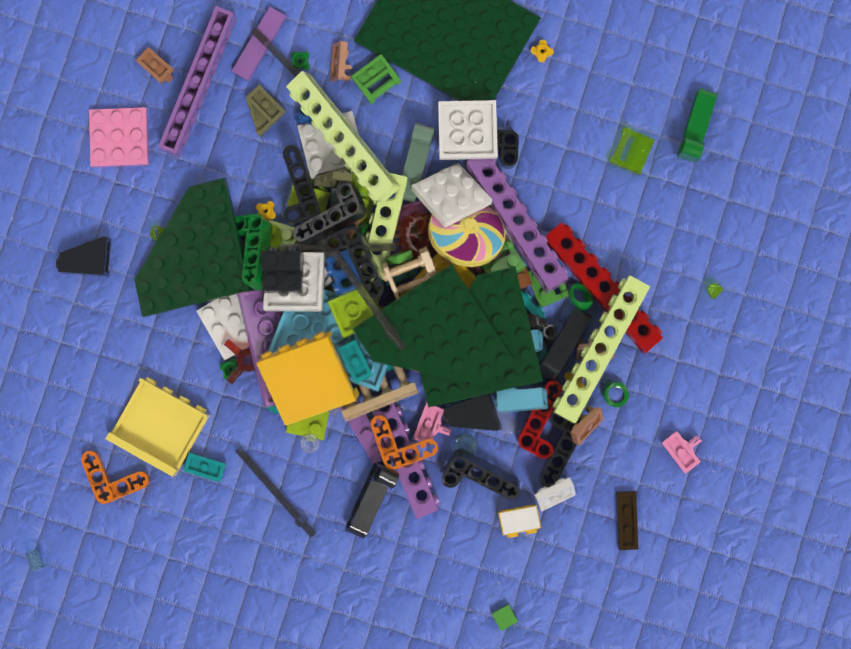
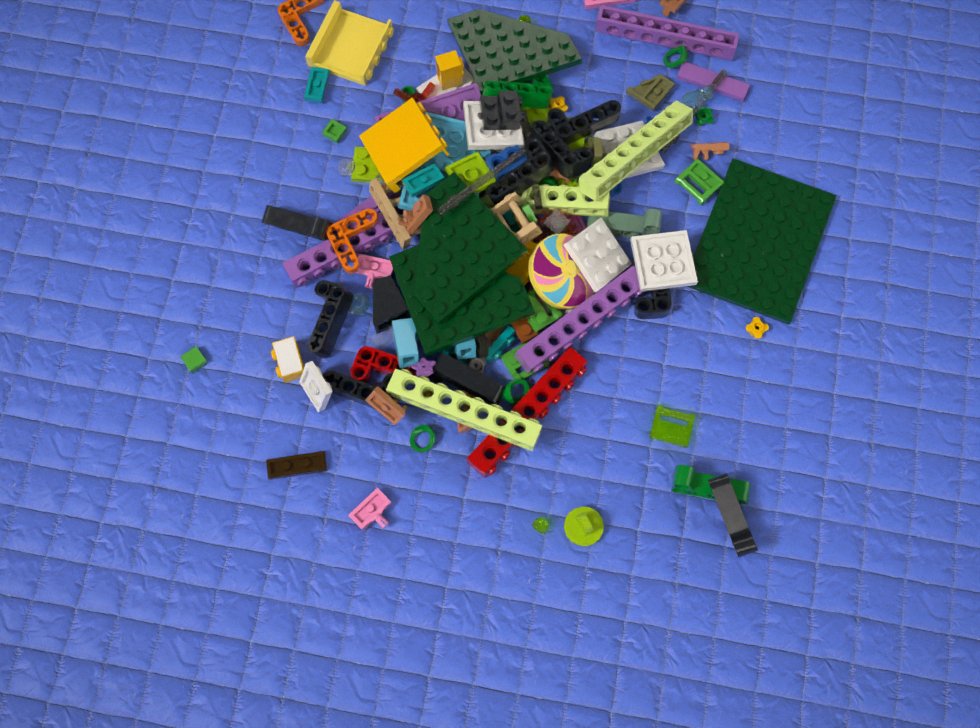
camera: 85 degrees right, 15 degrees down
(218, 320) = (449, 70): none -> yellow brick
(228, 69) = (684, 56): none -> green piece
(263, 452) = (334, 131): none -> bright green tile
(280, 66) = (694, 98): none -> clear light blue plate
(300, 520) = (275, 168): clear smoke bar -> none
(394, 372) = (414, 217): none -> nougat plate
(414, 231) = (556, 221): none -> clear plate
(559, 383) = (424, 367): none -> medium lavender plate
(719, 250) = (583, 526): none -> lime tile
(734, 109) = (732, 515): none -> black beam

